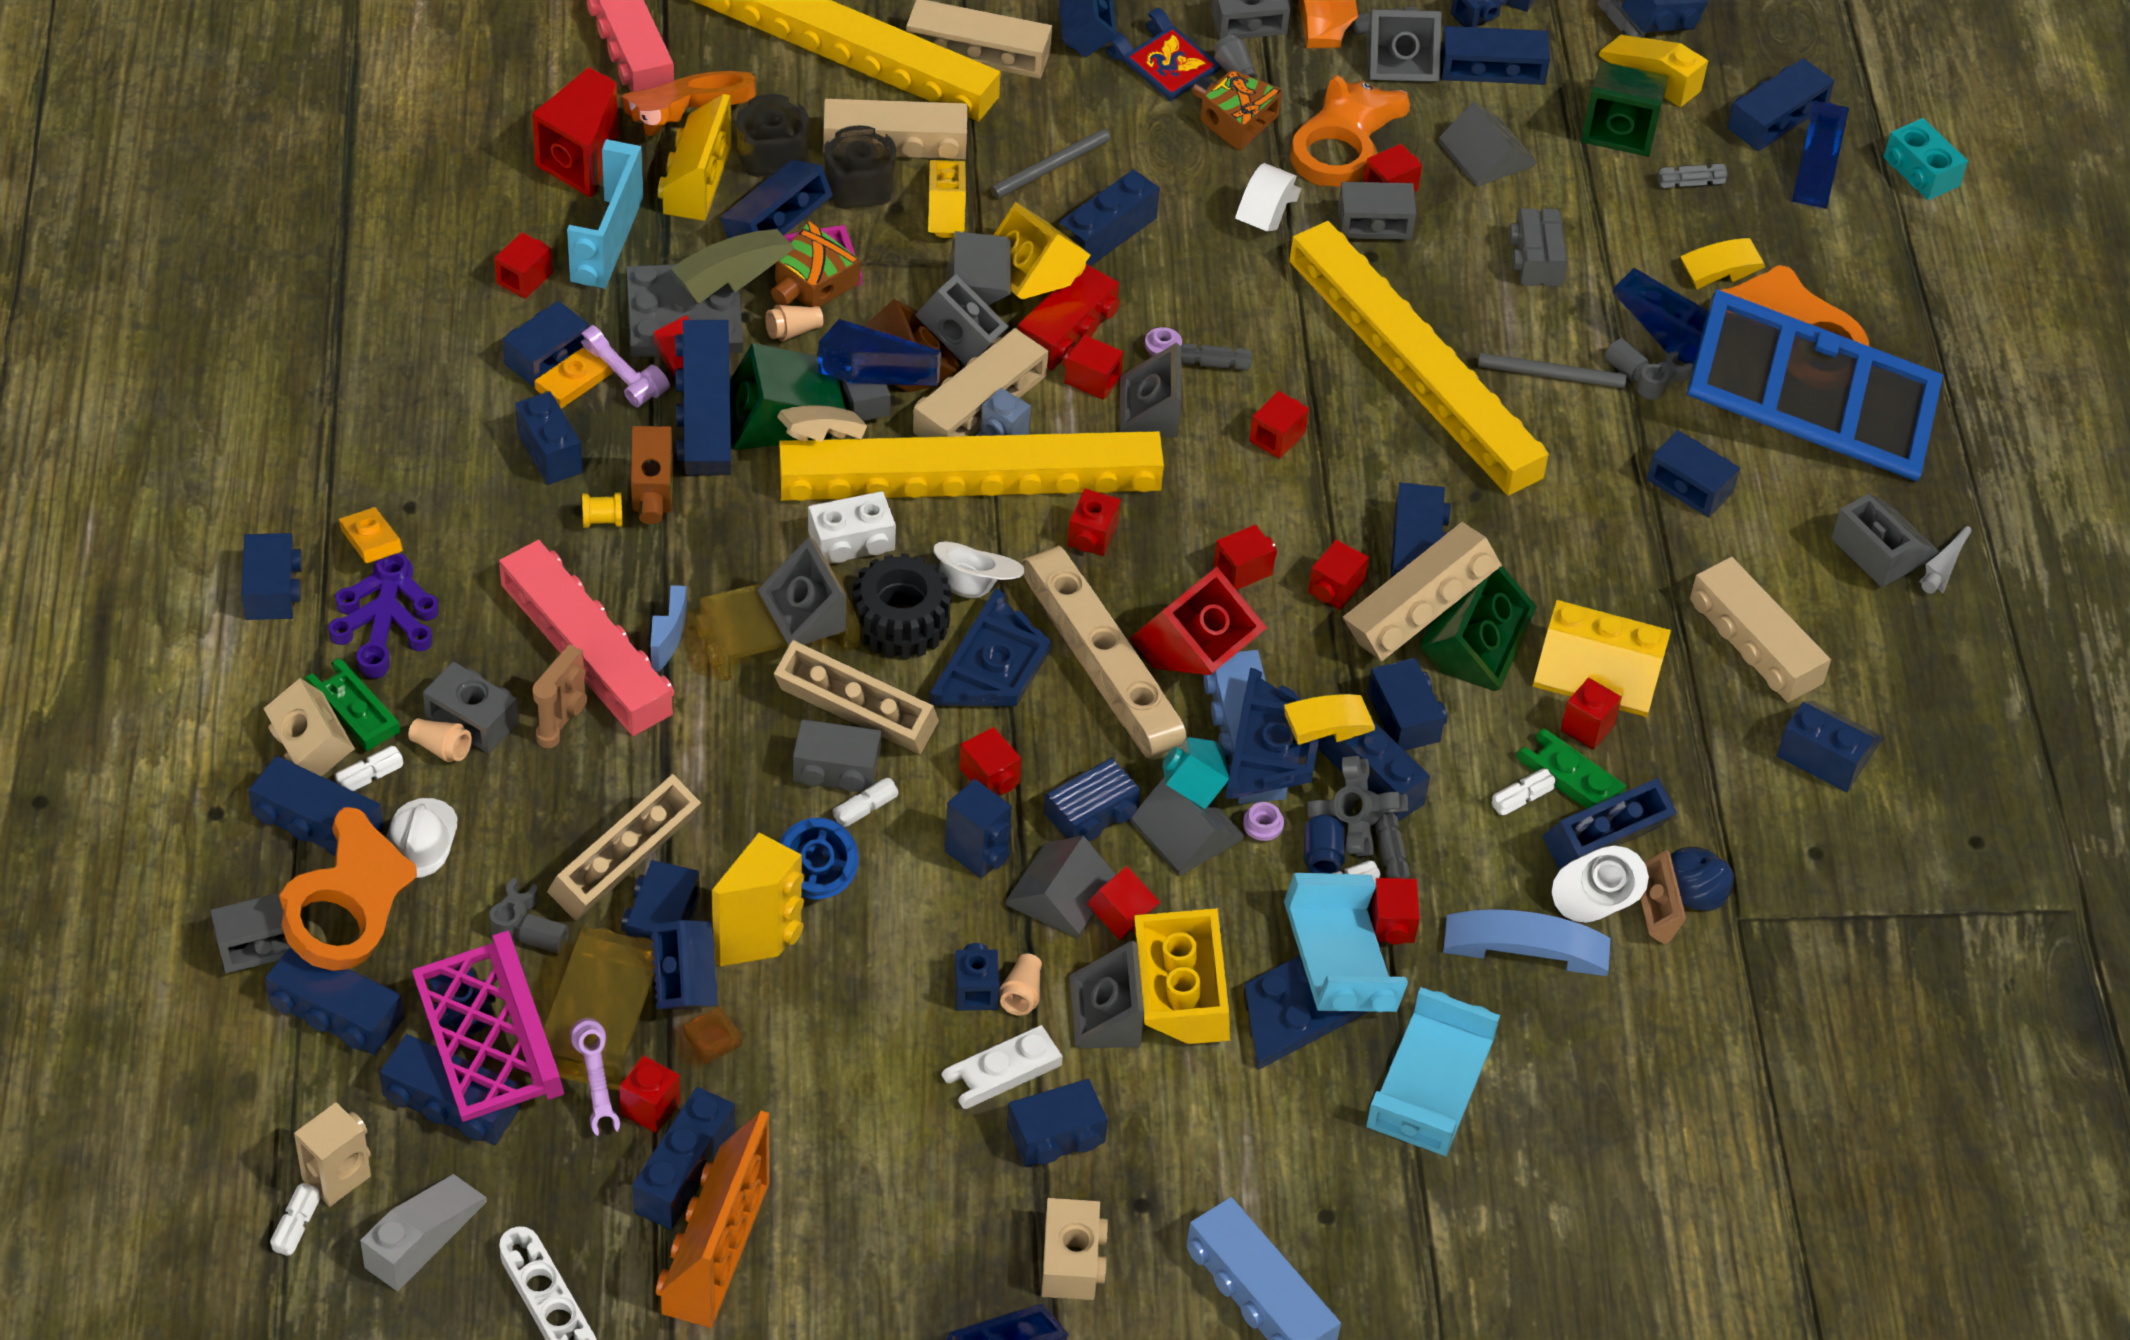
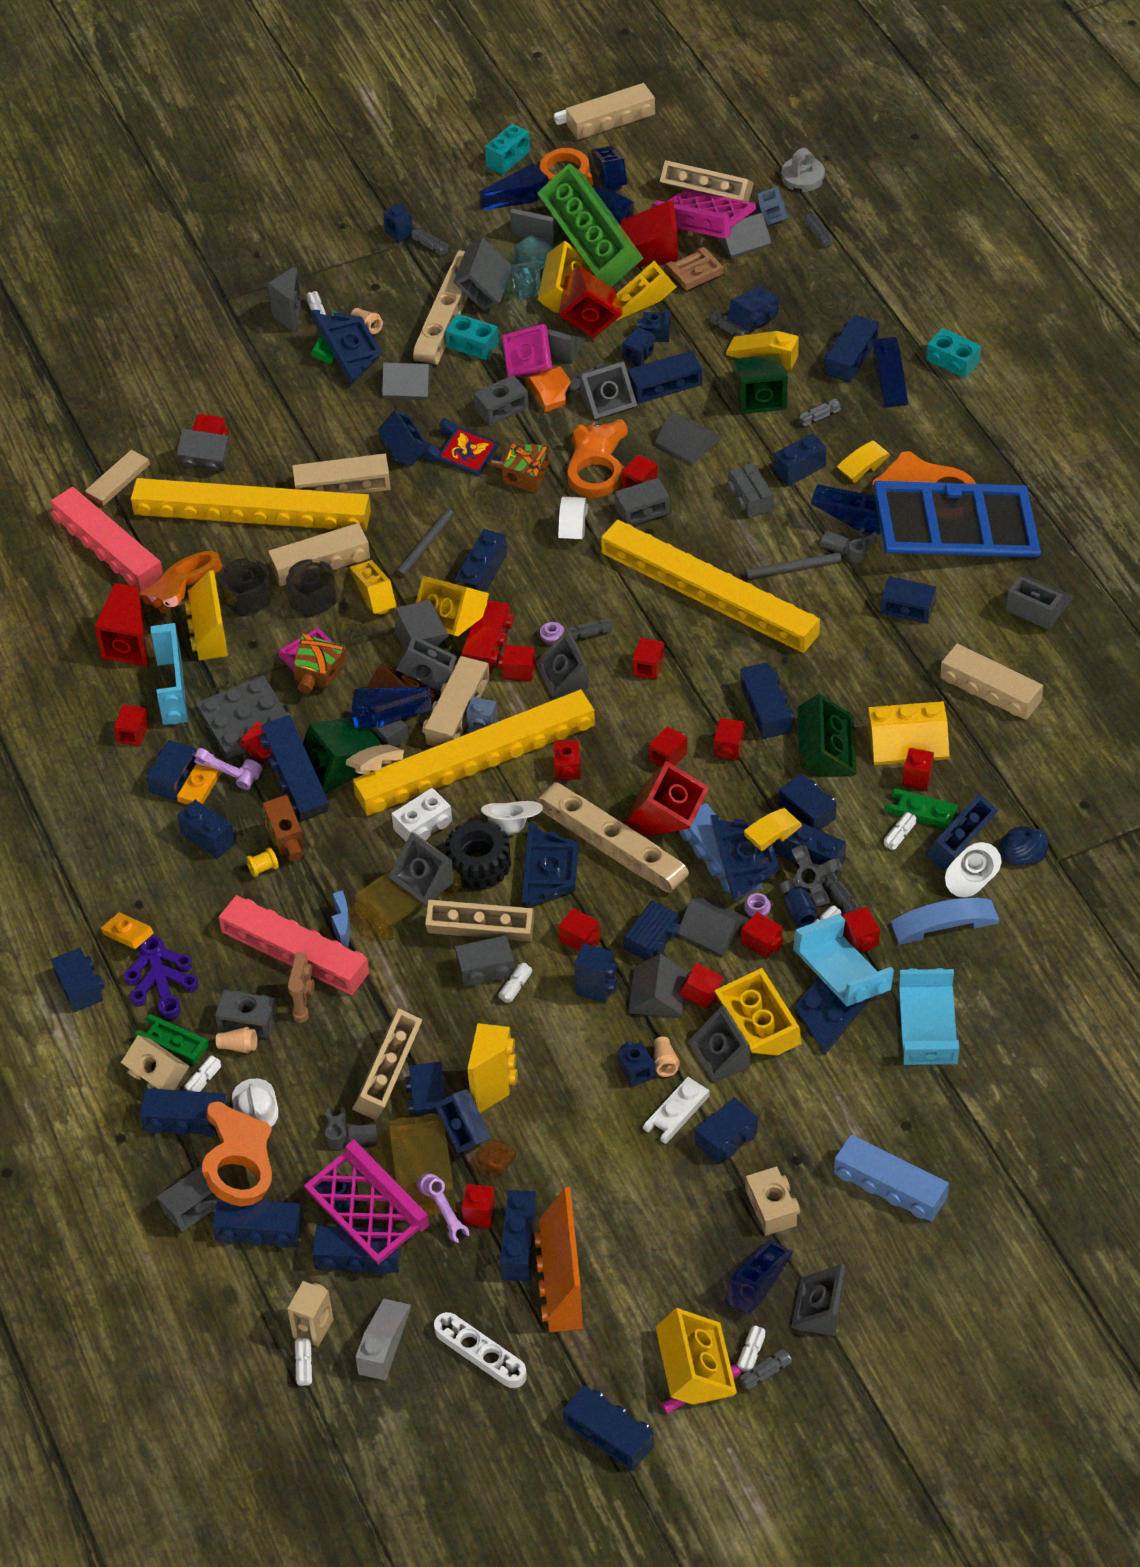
camera: 15 degrees left, 0 degrees up
(731, 262) = (266, 677): olive slope -> none
(780, 200) = (271, 631): dark blue brick -> none
(790, 321) = (316, 701): light nougat cone -> none
(827, 856) = (514, 1016): blue cone -> none
(1196, 770) = (708, 889): teal slope -> none
(1233, 55) = (505, 434): dark grey cone -> none
(1247, 865) = (762, 935): none -> red brick
(1422, 591) = (787, 731): tan brick -> none
(1630, 229) = (800, 459): none -> dark blue brick
(1662, 899) = (1013, 865): medium nougat slope -> none
(1827, 744) = (1062, 737): dark blue slope -> none
(1940, 567) = (1078, 604): light grey piece -> none

